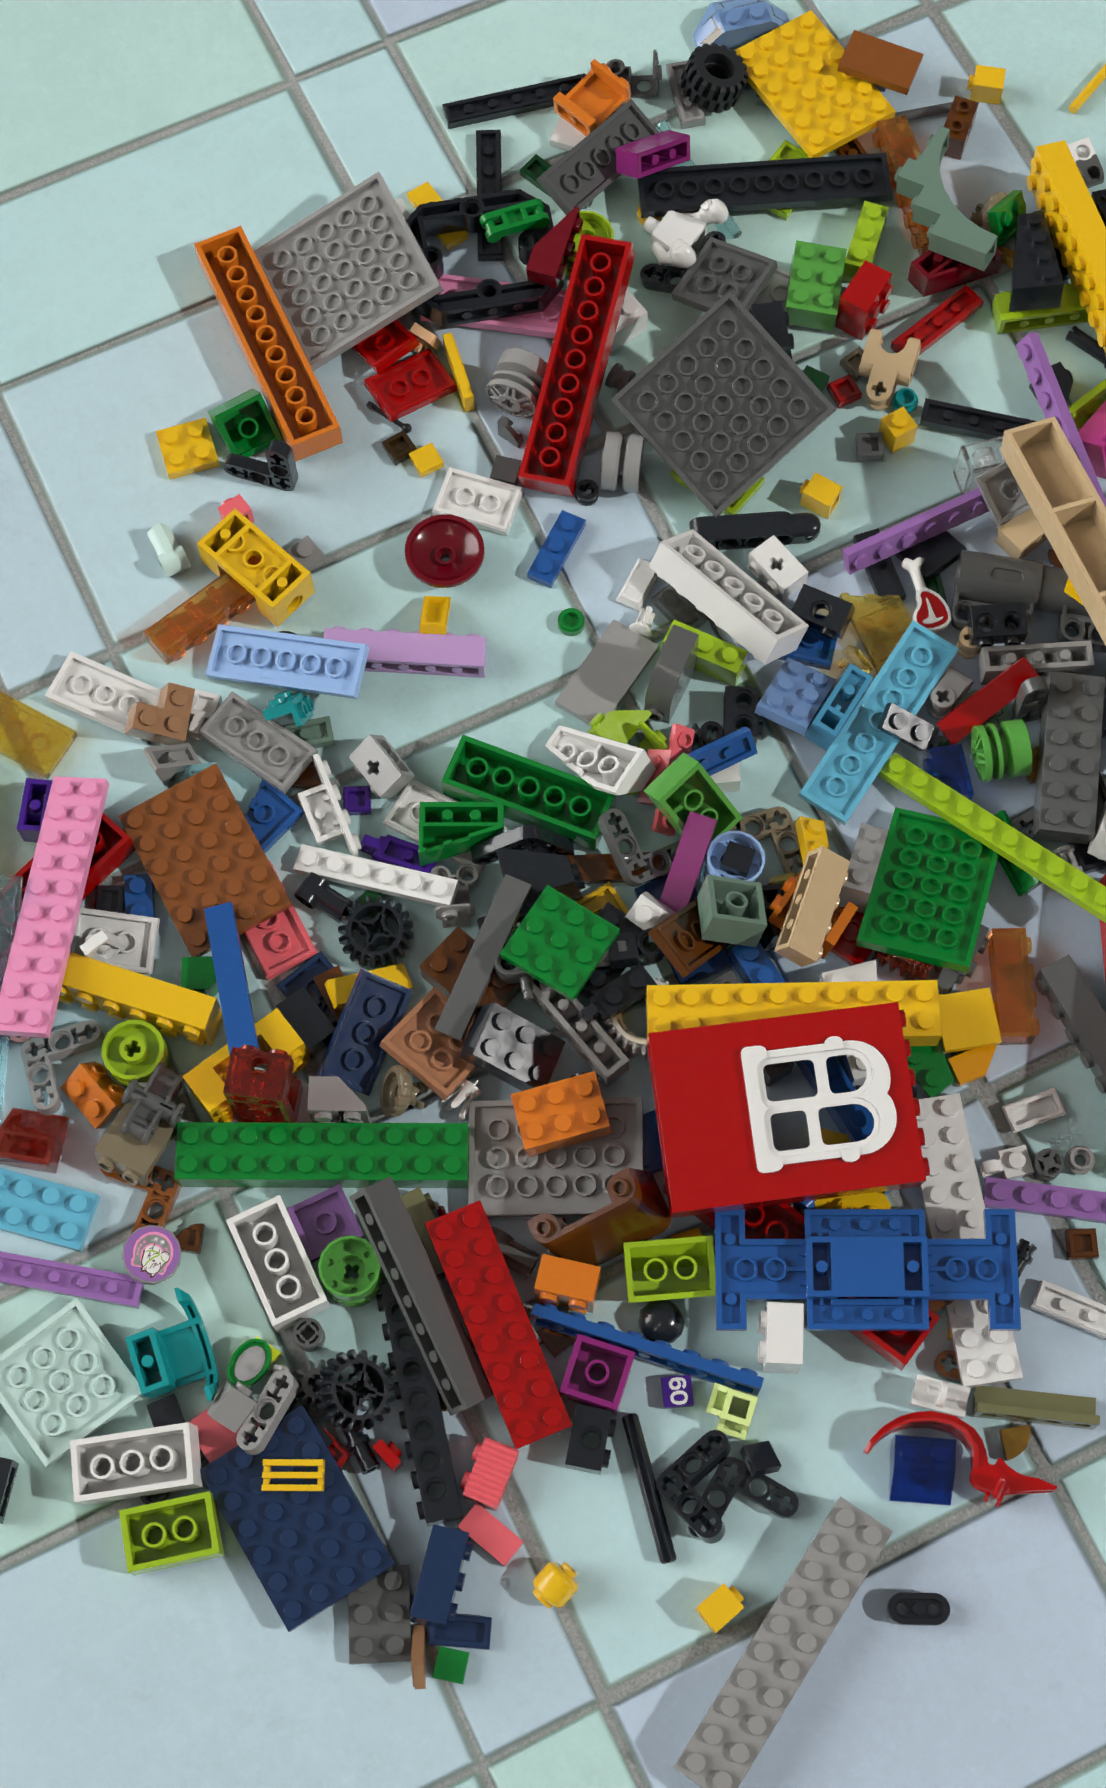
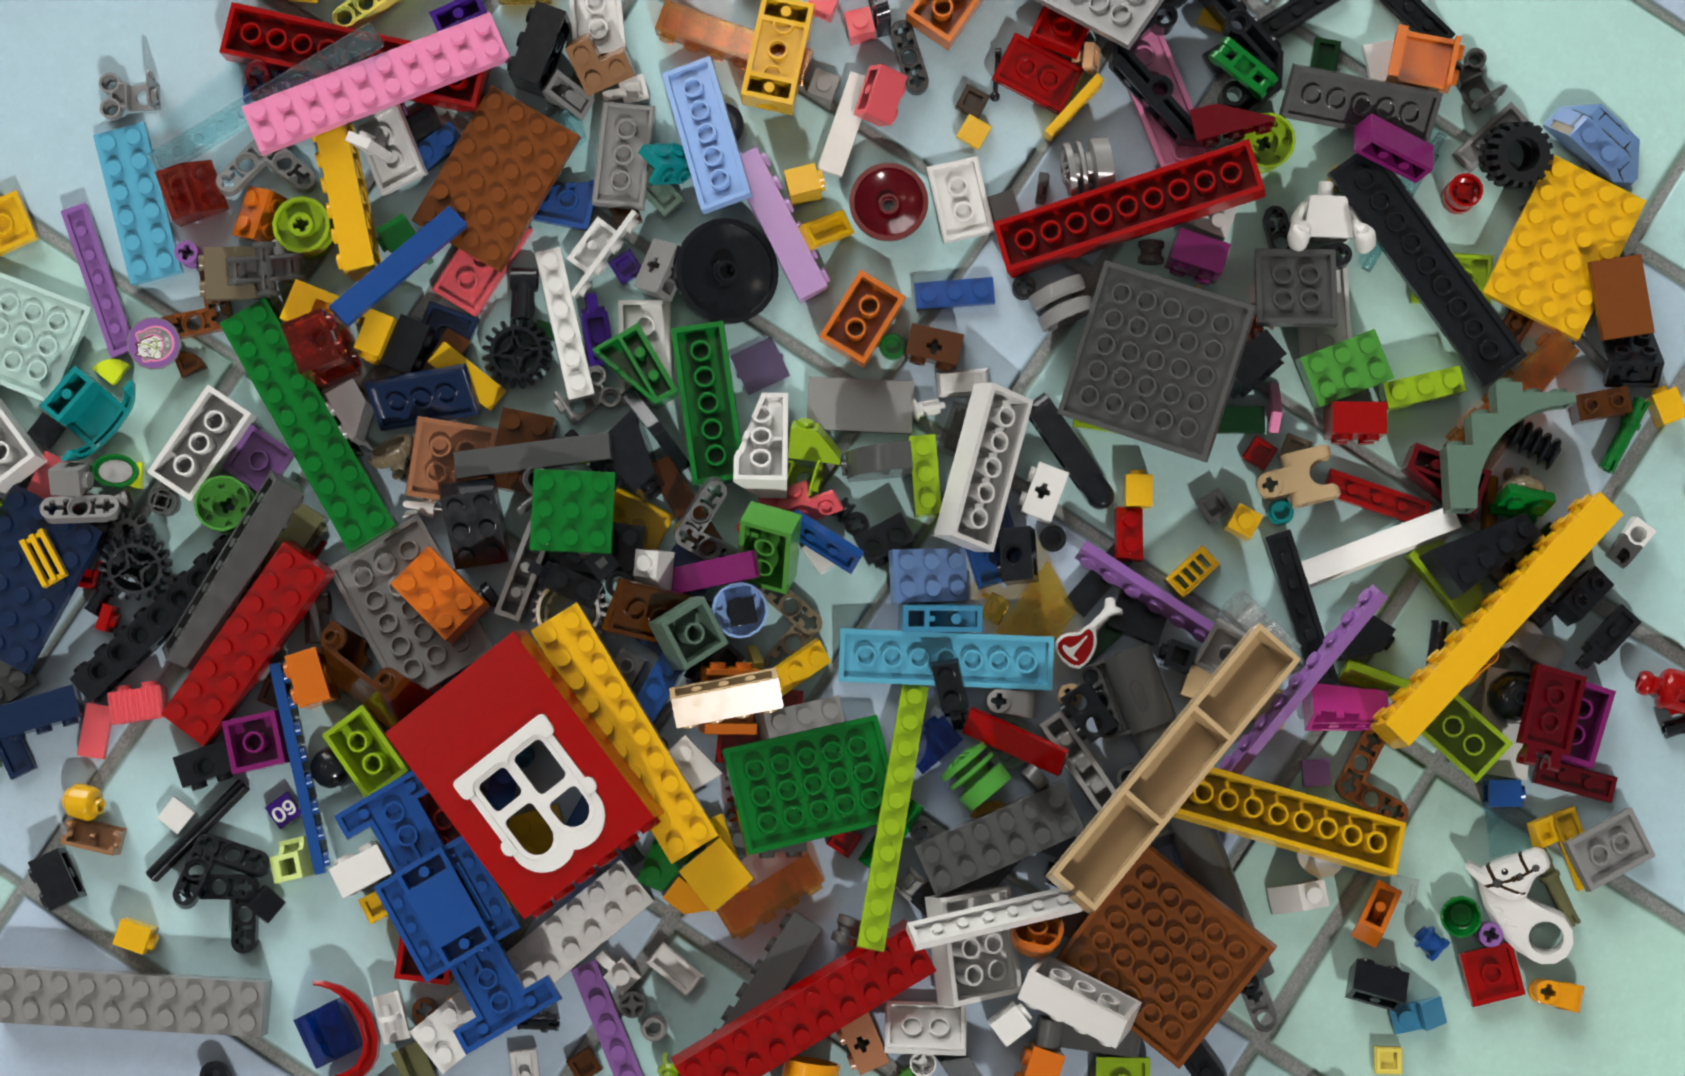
camera: 60 degrees right, 15 degrees up
(88, 1168) = (186, 247): none -> medium lavender bush
(114, 758) = (539, 48): none -> black brick
(148, 1315) = (112, 370): none -> neon yellow tile
(274, 494) = (859, 25): none -> coral brick
(334, 483) = (910, 37): none -> black beam
(346, 509) = (880, 95): none -> coral brick
(352, 554) = (843, 130): none -> white tile
(384, 606) = (804, 184): none -> yellow brick
(418, 713) = (726, 271): none -> black dish
(520, 735) = (760, 366): none -> clear purple piece
(533, 627) = (862, 319): none -> orange brick
(593, 586) = (946, 341): none -> reddish brown brick
(596, 1594) = (94, 836): none -> medium nougat hinge
(617, 1657) = (56, 879): none -> black brick
(621, 1500) = (176, 815): none -> white tile
(646, 338) = (1197, 256): none -> magenta brick
(720, 132) = (1461, 193): none -> red wheel
(816, 356) = (1274, 408): none -> bright pink tile
(823, 582) = (1052, 538): none -> black tile
(823, 1347) = (373, 907): none -> yellow brick
(853, 521) = (1128, 534): none -> red plate
(911, 509) = (1176, 587): none -> yellow slope
(937, 84) = (1633, 362): none -> black bracket
(965, 184) = (1533, 442): none -> black piece
(982, 337) = (1380, 547): none -> white tile
(986, 117) = (1624, 434): none -> green pin
(986, 536) = (1177, 656): none -> black brick
(997, 900) = (845, 842): none -> red tile
(1080, 938) = (847, 929): none -> flat silver wheel

